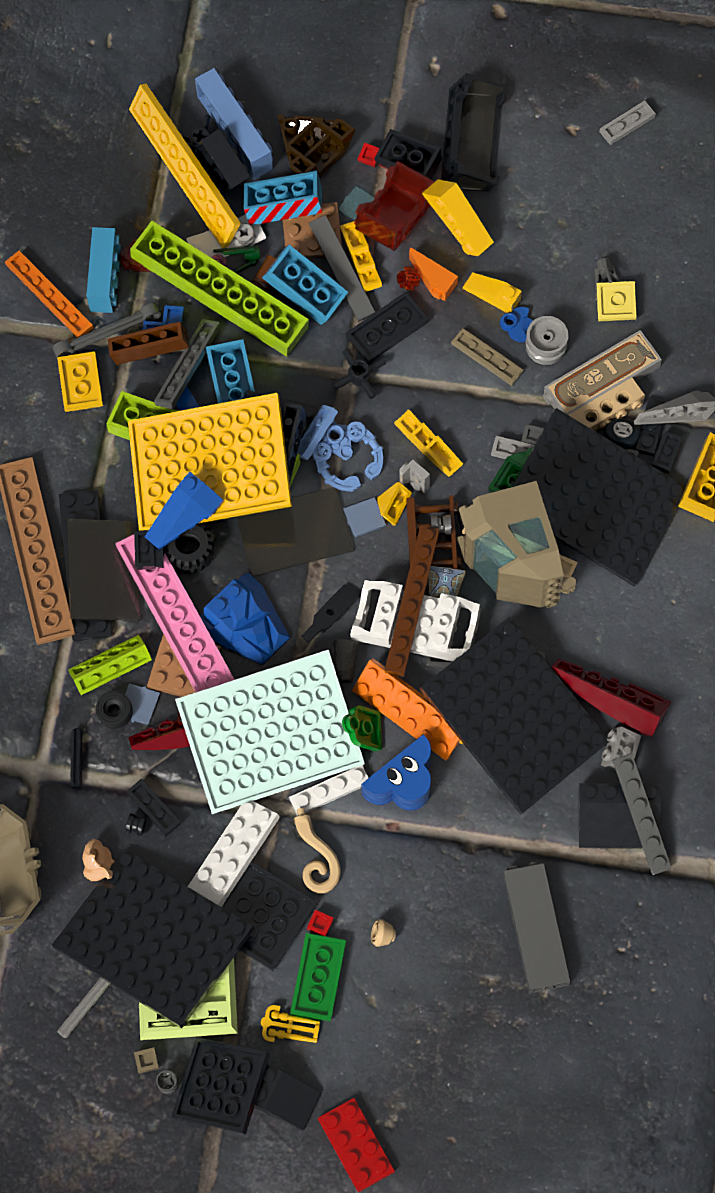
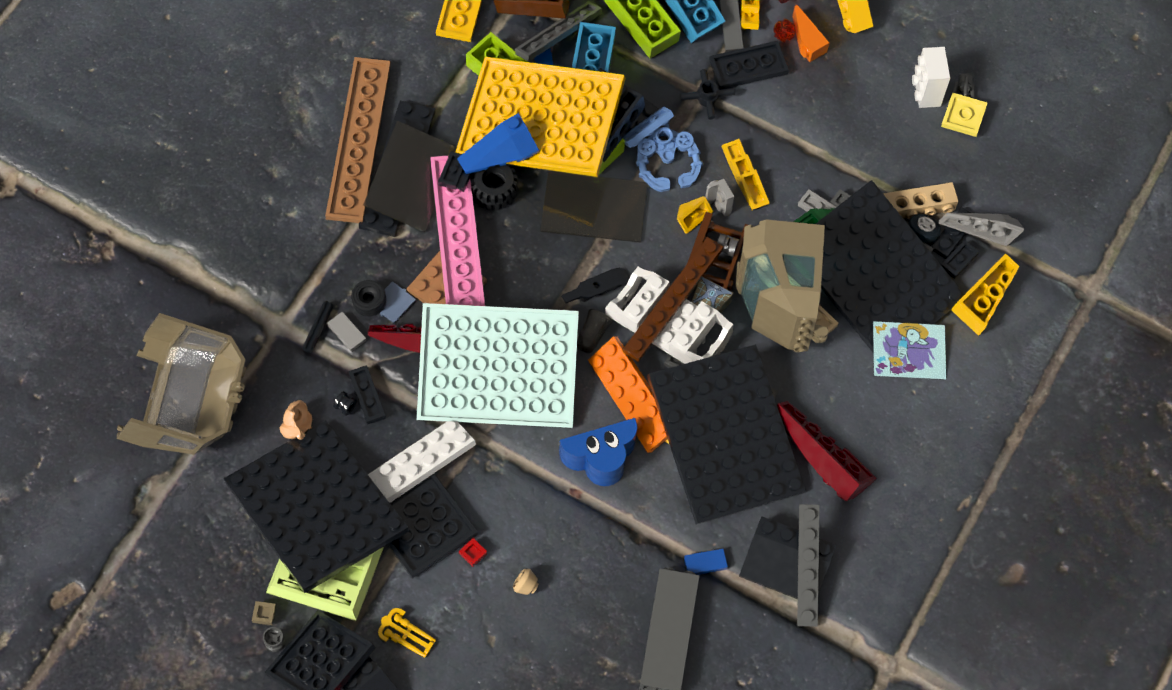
camera: 15 degrees right, 5 degrees down
(83, 1007) = (228, 545): light grey axle -> none
(106, 751) = (346, 331): none -> light grey tile
(110, 665) = (381, 259): lime fence -> none
(245, 620) = (517, 264): blue wedge -> none
(306, 831) = (494, 466): tan plant -> none
(318, 977) = (450, 599): green plate -> none
(329, 790) = (529, 439): white plate -> none
(364, 517) = (661, 217): sand blue piece -> none
(364, 727) = (584, 394): green plate -> none
(487, 356) = (828, 121): dark tan tile -> none
(494, 292) = (858, 69): yellow slope -> none
(520, 321) = (869, 105): blue plate -> none
(543, 846) = (706, 562): none -> blue tile
(546, 340) = (887, 124): light grey wheel -> none
(571, 277) = (931, 77): none -> white brick
(620, 743) = (815, 494): light grey bracket -> none
(626, 359) = (928, 169): brick -> none
(654, 563) = (909, 350): none -> clear light blue sticker

